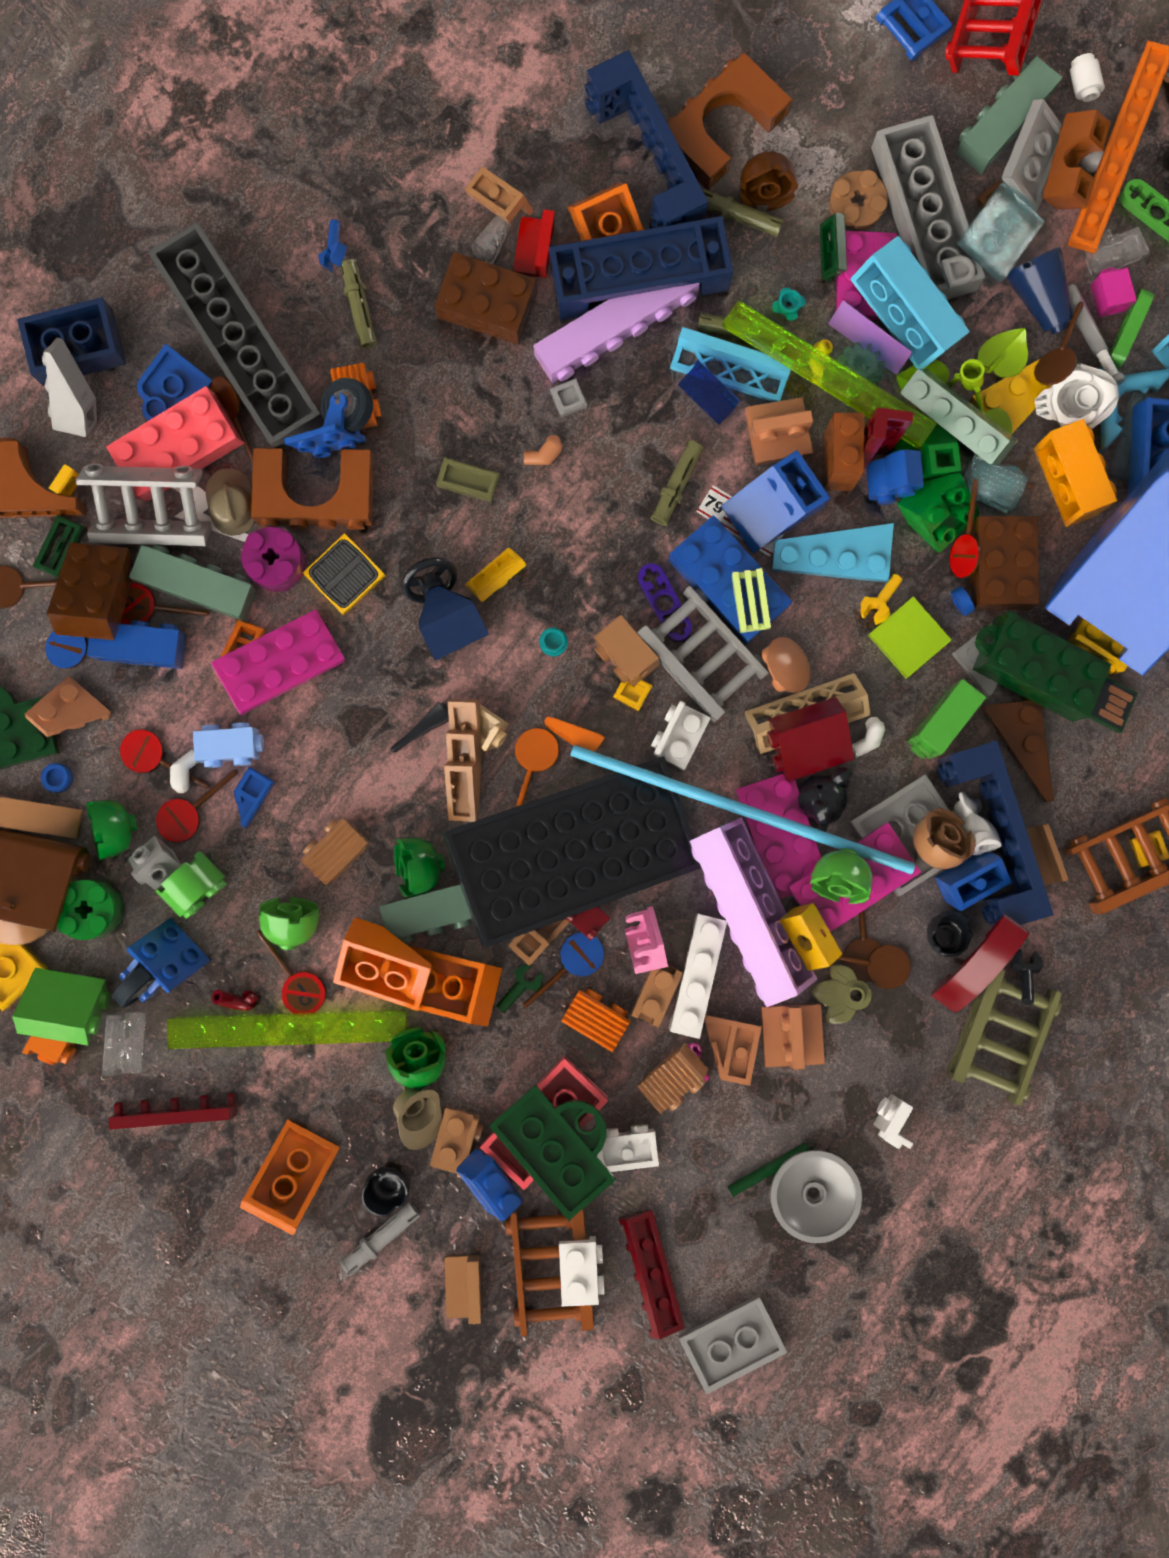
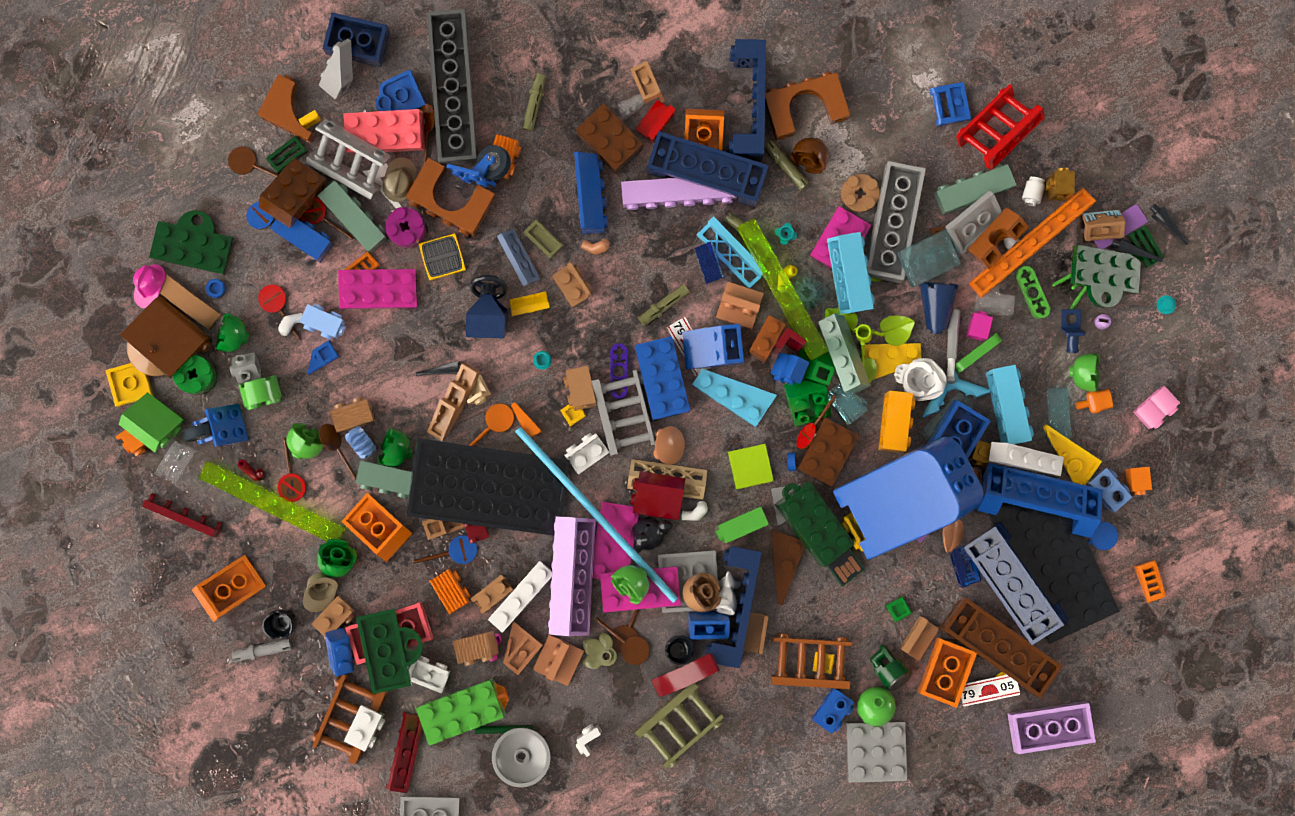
camera: 25 degrees right, 0 degrees up
(66, 708) = (242, 251): nougat wing -> none
(179, 819) = (273, 349): red piece -> none
(323, 899) = (332, 441): none -> reddish brown piece
(335, 250) = (536, 65): blue bar -> none
(366, 881) = (360, 442): none -> medium blue gear
(381, 965) = (344, 495): orange slope -> none
(448, 520) = (518, 257): none -> sand blue plate
(464, 1287) = (294, 703): medium nougat panel -> none
(498, 384) = (589, 193): none -> blue slope
(519, 987) = (416, 549): dark green bar -> none
(540, 519) = (571, 285): none -> medium nougat bracket
(568, 397) = (627, 221): light grey tile -> none
(645, 941) = (501, 561): bright pink hinge -> none
(703, 1175) = (463, 710): none -> bright green piece
(748, 575) = (670, 381): yellowish green tile -> none
(816, 950) = (594, 601): yellow piece -> none
(833, 247) = (828, 214): dark green tile -> none
(860, 329) = (820, 275): medium lavender sticker -> none
(880, 601) = (736, 434): yellow bar -> none
(957, 271) = (888, 268): light grey tile -> none
(1027, 972) = (711, 696): black bar -> none
(1060, 362) = (921, 352): reddish brown piece -> none
(1122, 47) = (1060, 185): none -> pearl gold brick

